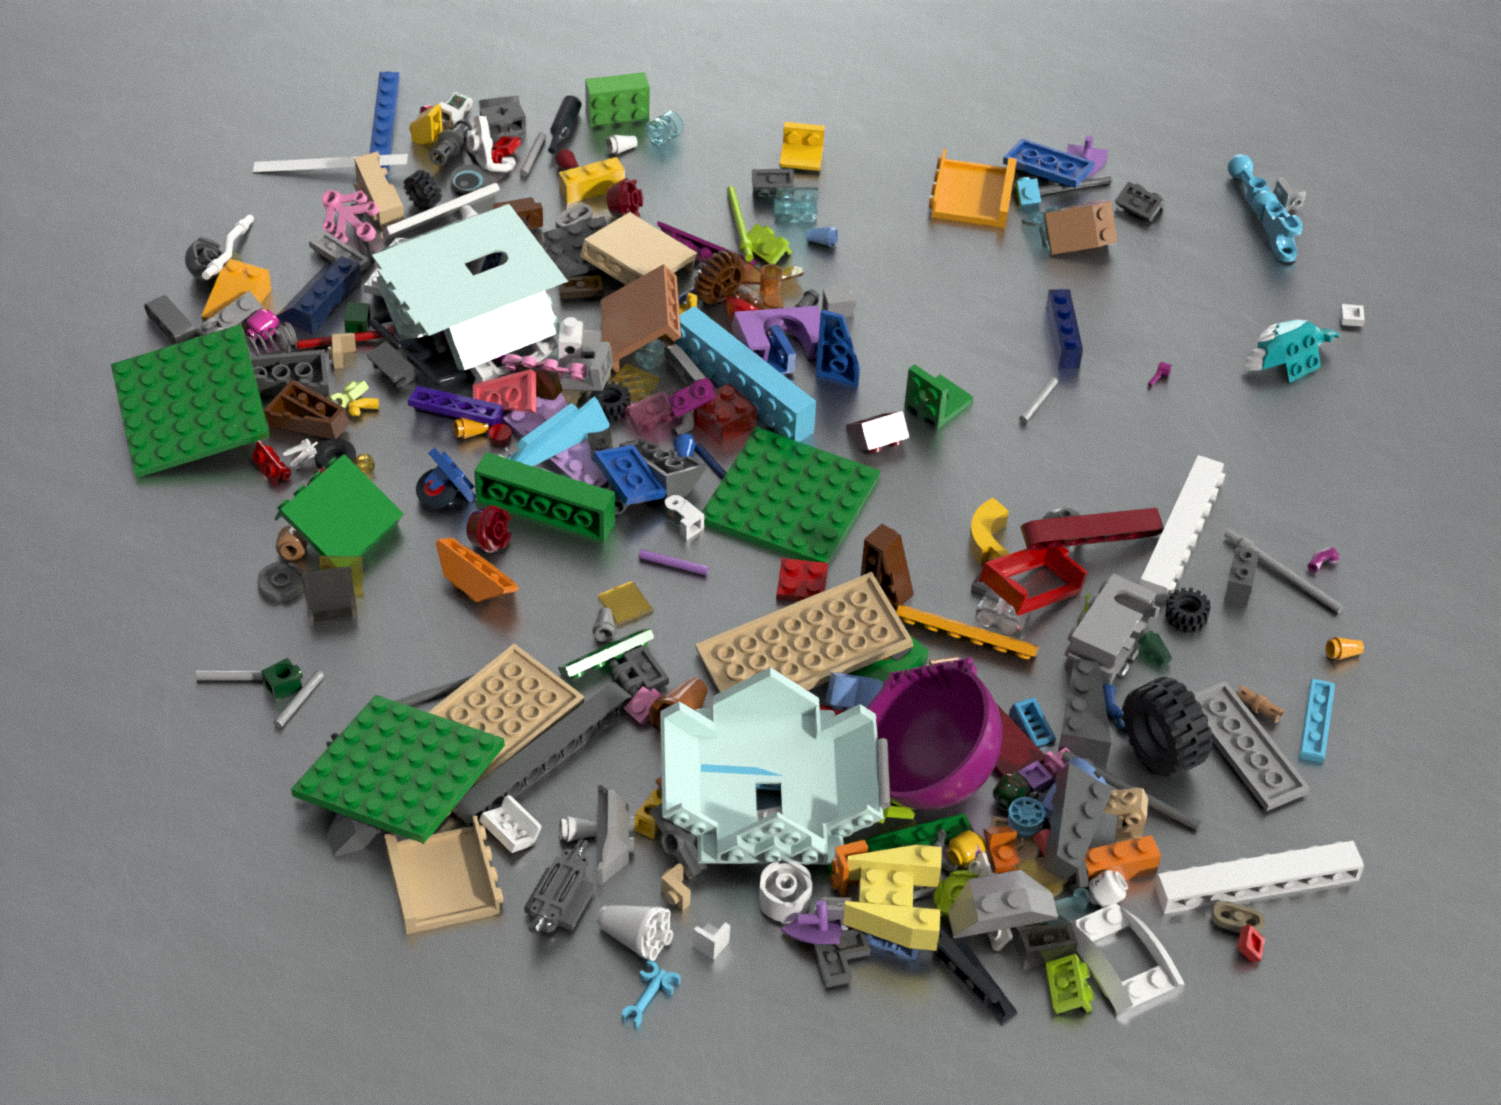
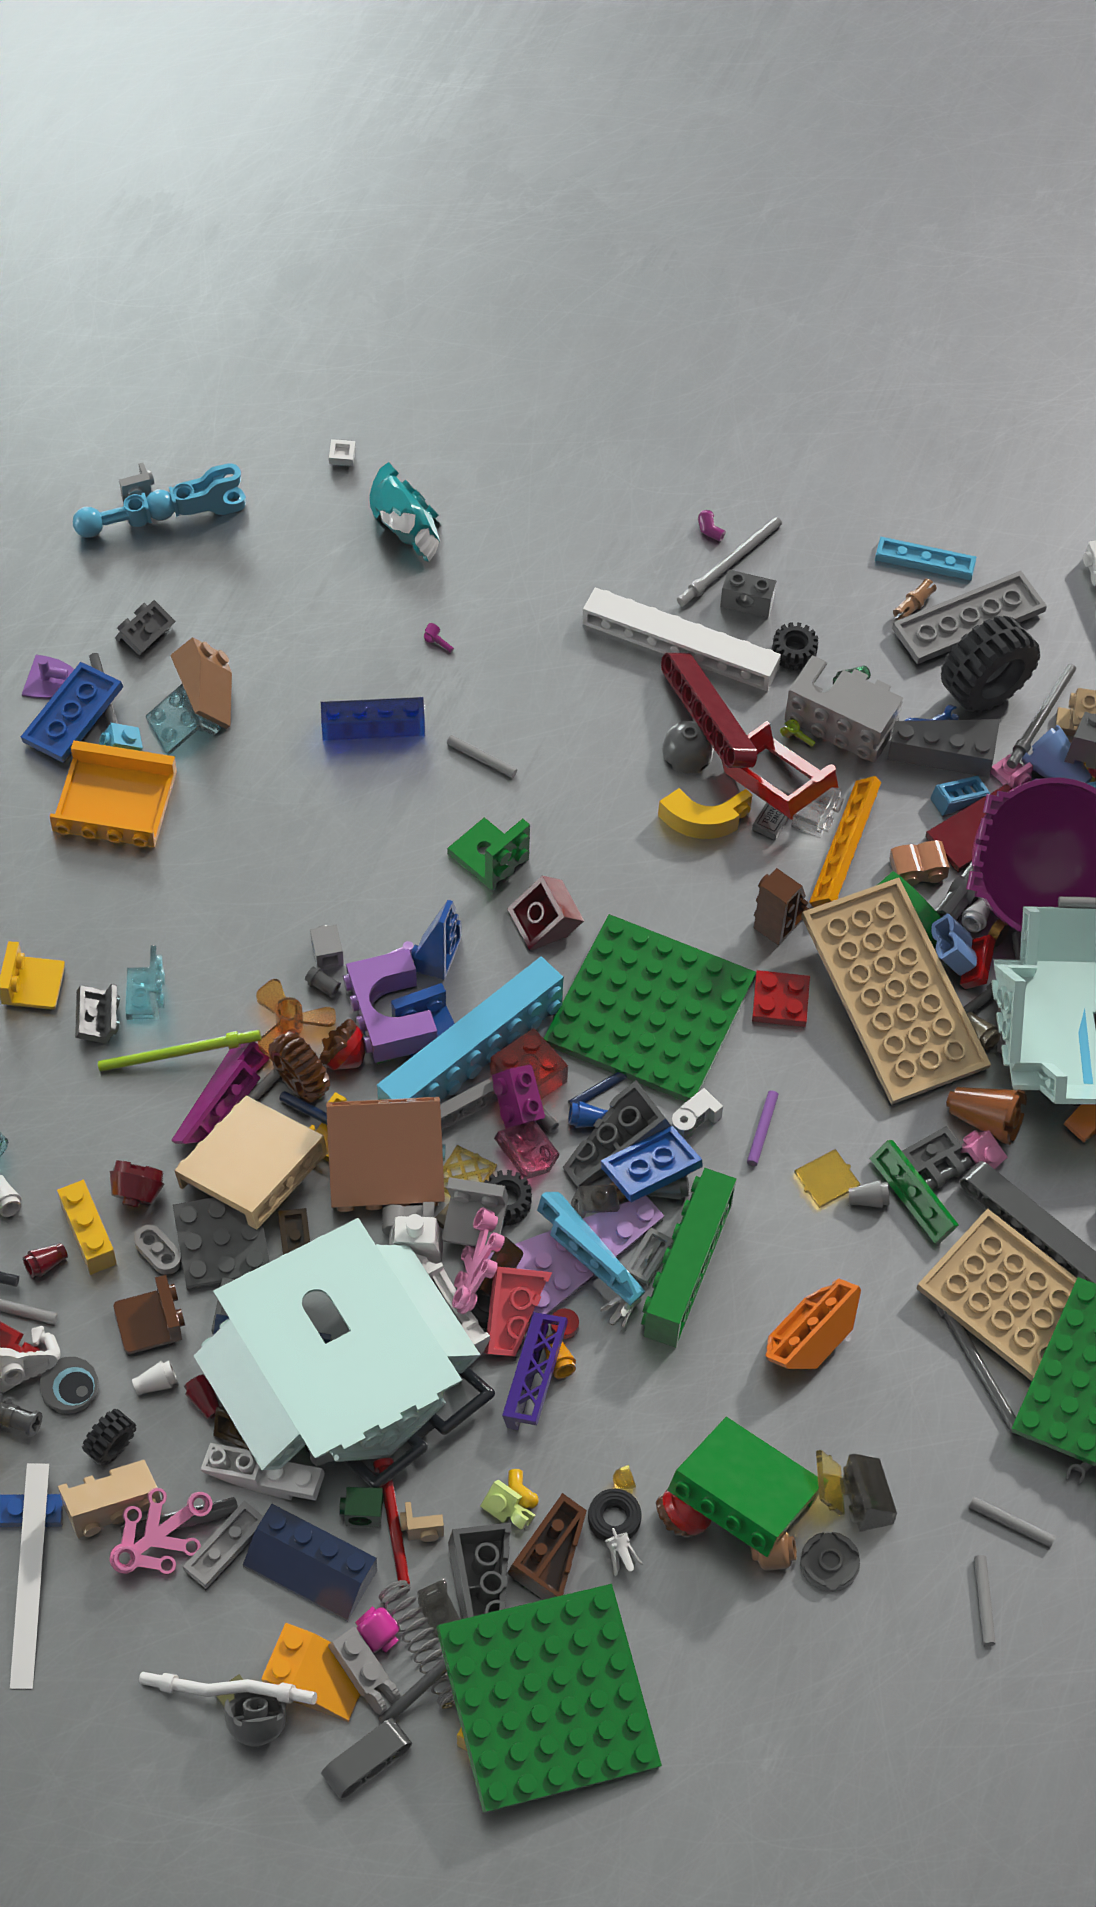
camera: 90 degrees left, 10 degrees up
(269, 464) = (644, 1587): red hinge -> none
(282, 679) = (993, 1550): dark green brick -> none
(392, 364) = (450, 1457): dark grey hinge -> none
(439, 485) = (669, 1380): plate -> none
(440, 211) = (144, 1414): white tile -> none
(489, 528) = (742, 1320): dark red cone -> none
(767, 245) = (220, 1018): lime bracket -> none
(825, 236) = (200, 958): medium blue cone -> none
(1342, 648) = (835, 524): light orange cone -> none

